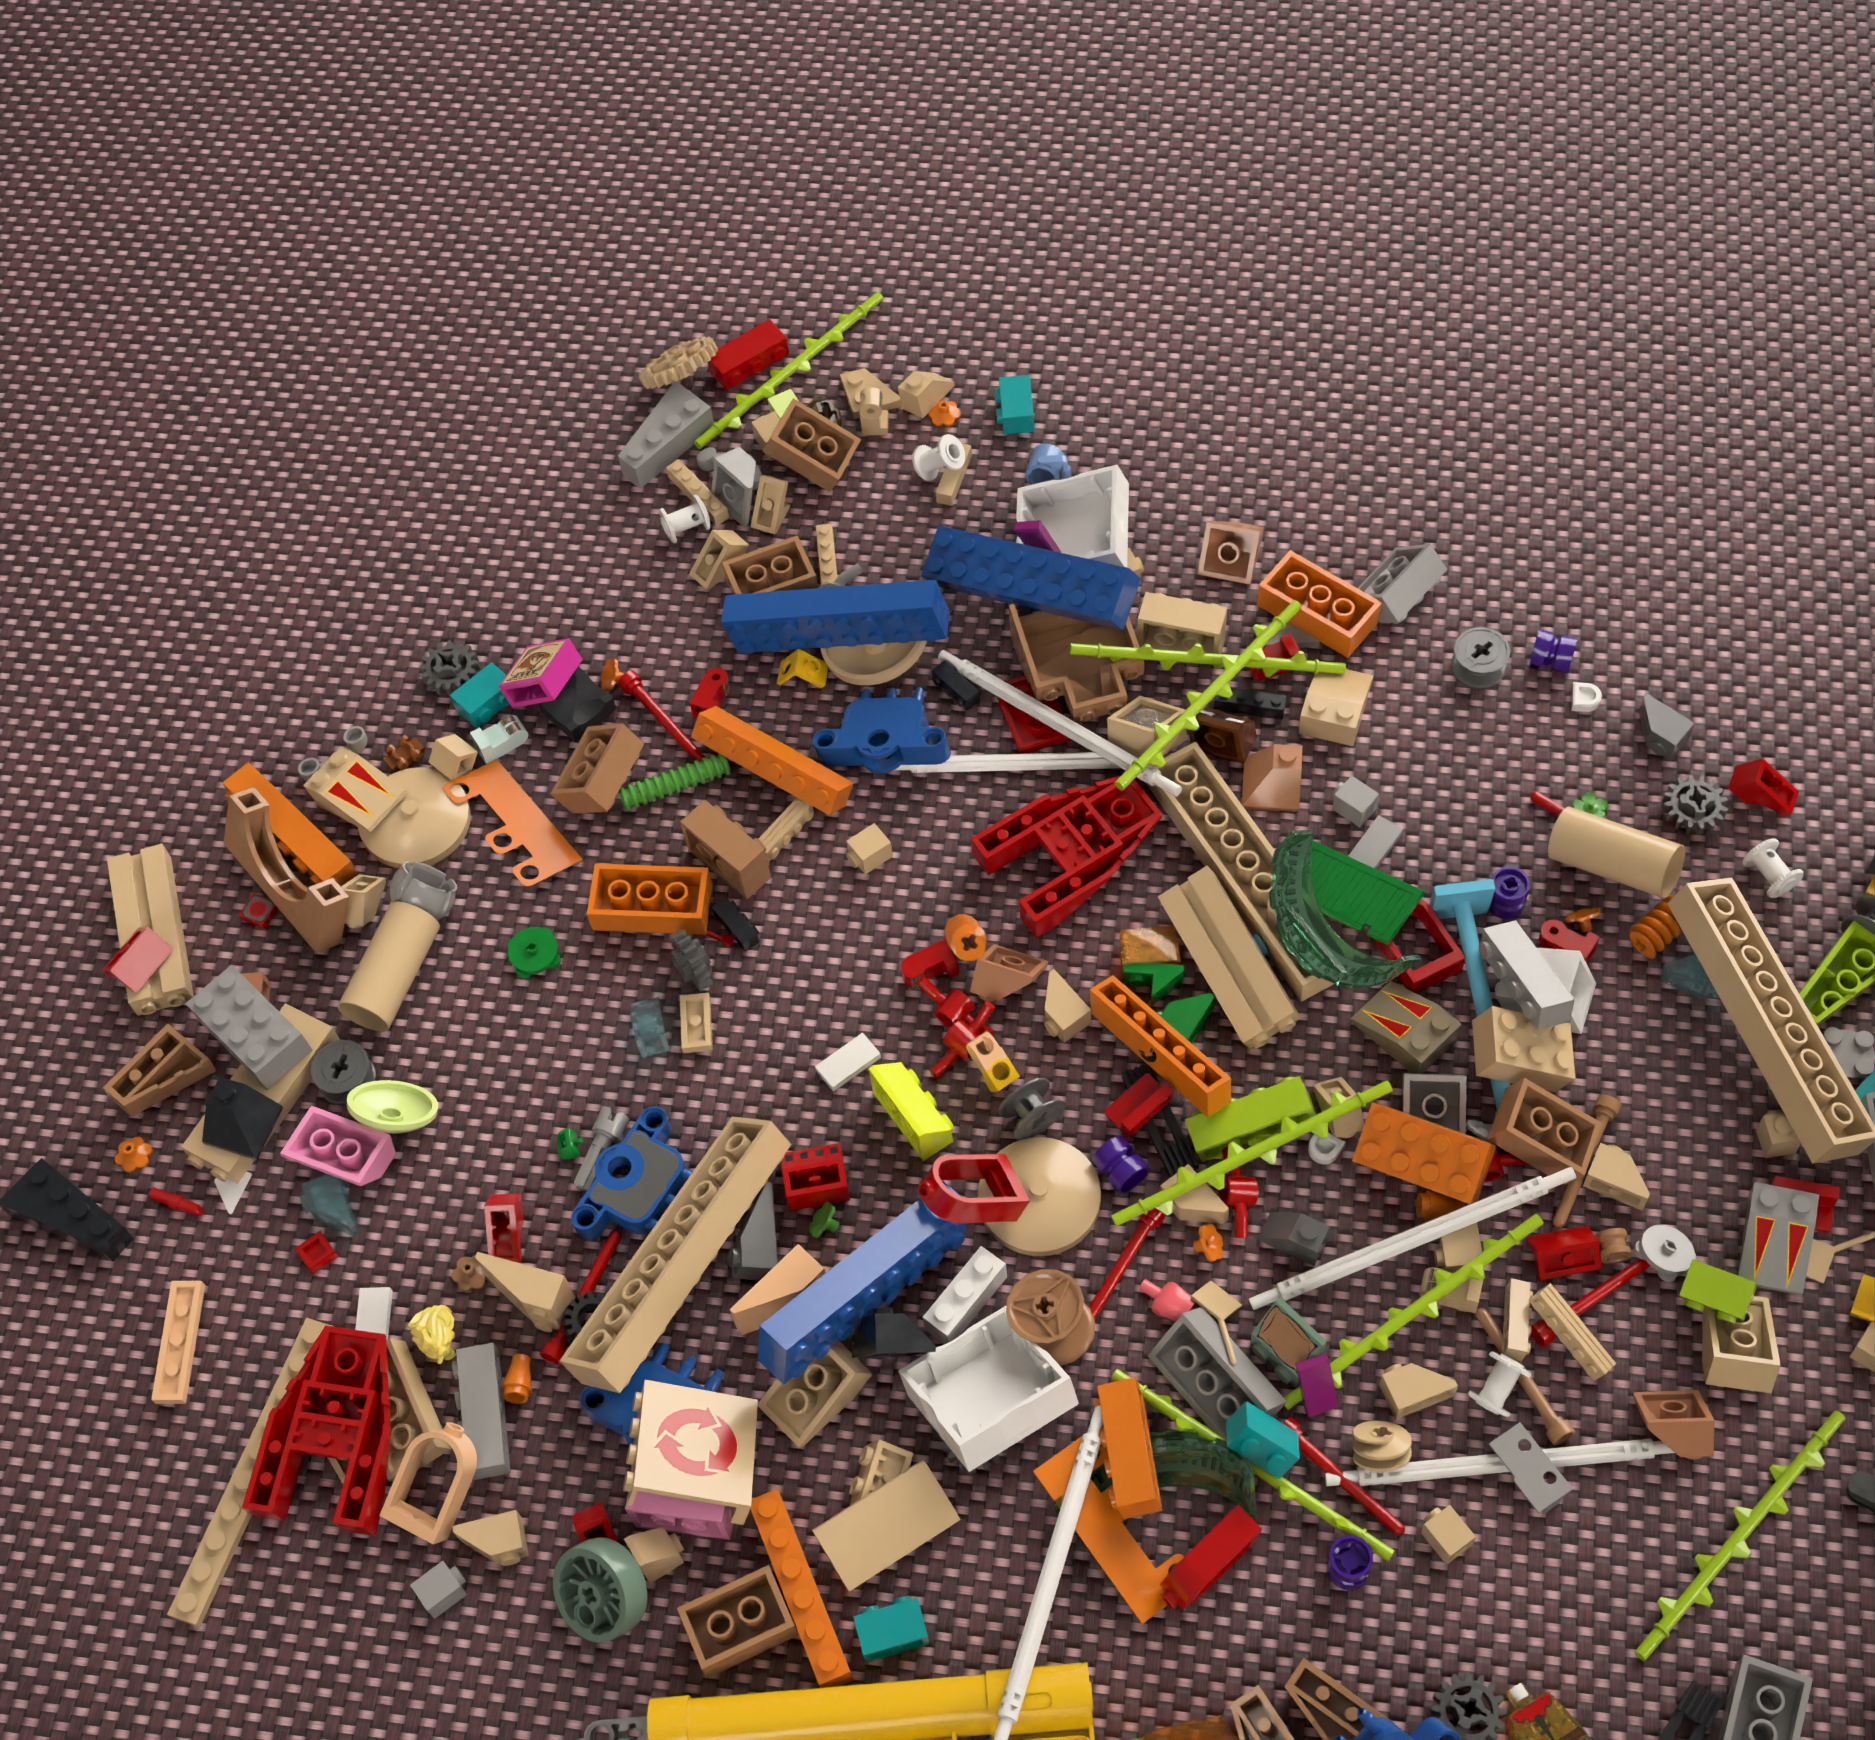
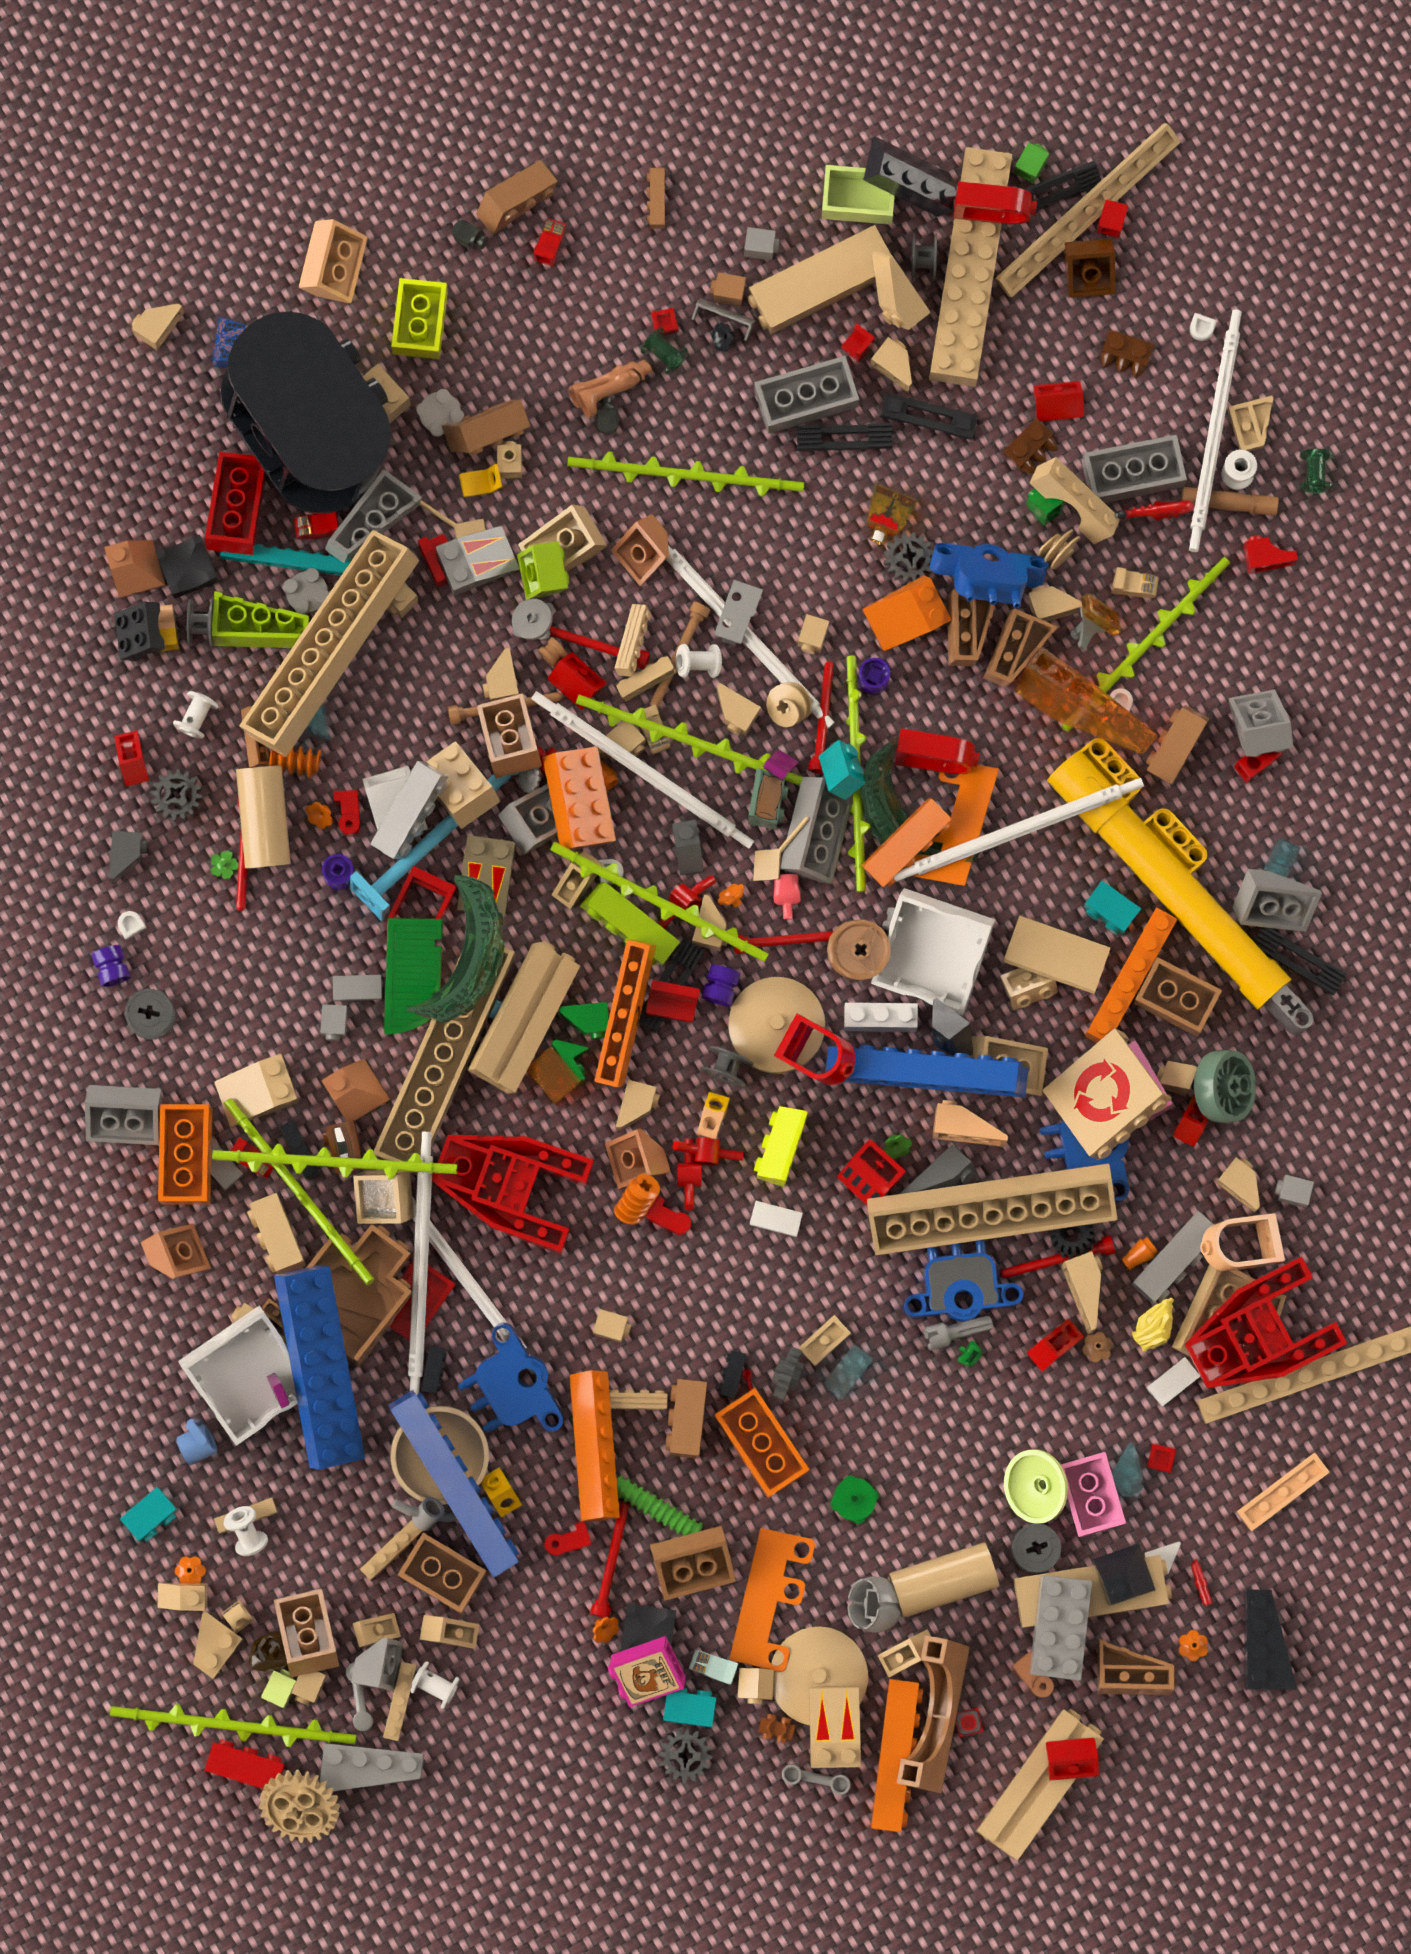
camera: 135 degrees left, 20 degrees up
(1400, 1656) = (906, 613): none -> orange slope

